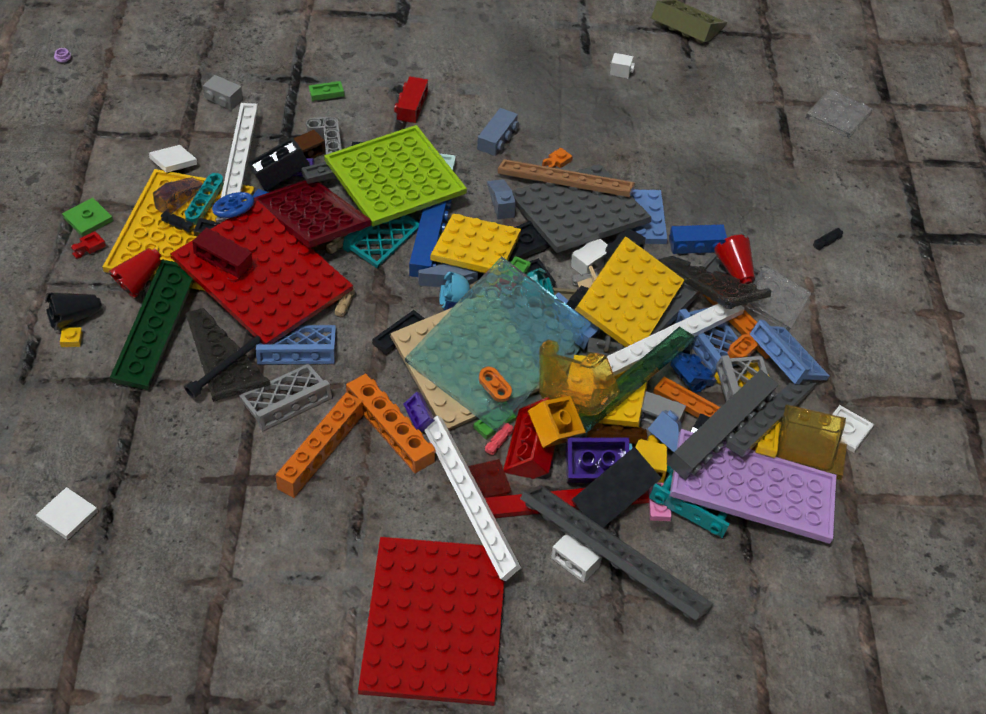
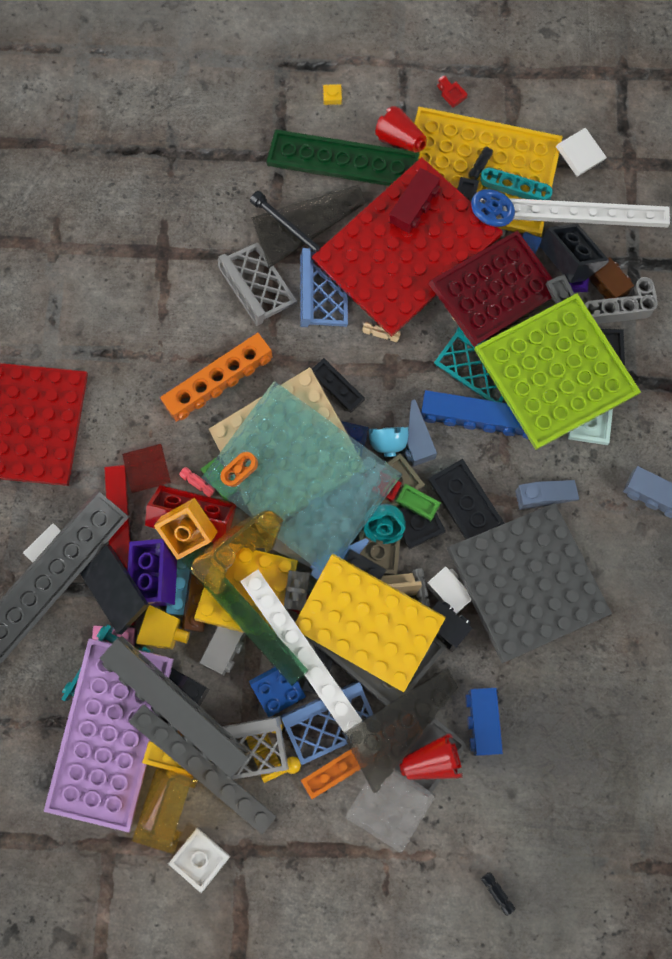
camera: 95 degrees right, 25 degrees up
(66, 513) = (130, 118): white tile -> none
(70, 308) = (359, 85): black cone -> none
(87, 217) = (493, 87): bright green plate -> none
(175, 194) = (519, 158): slope -> none
(319, 445) = (190, 313): orange brick -> none
(418, 411) = (228, 403): dark purple plate -> none
(472, 500) = (118, 449): white plate -> none
(474, 243) = (455, 460): yellow plate -> none
(558, 158) = (620, 565): orange plate -> none
(566, 178) = (573, 569): medium nougat tile -> none
(652, 202) = (539, 667): medium blue plate -> none
(667, 428) = (188, 650): medium blue slope -> none
(694, 403) = (236, 684): orange plate -> none
(742, 347) = (306, 751): orange plate -> none
(787, 353) = (287, 794): medium blue fence -> none

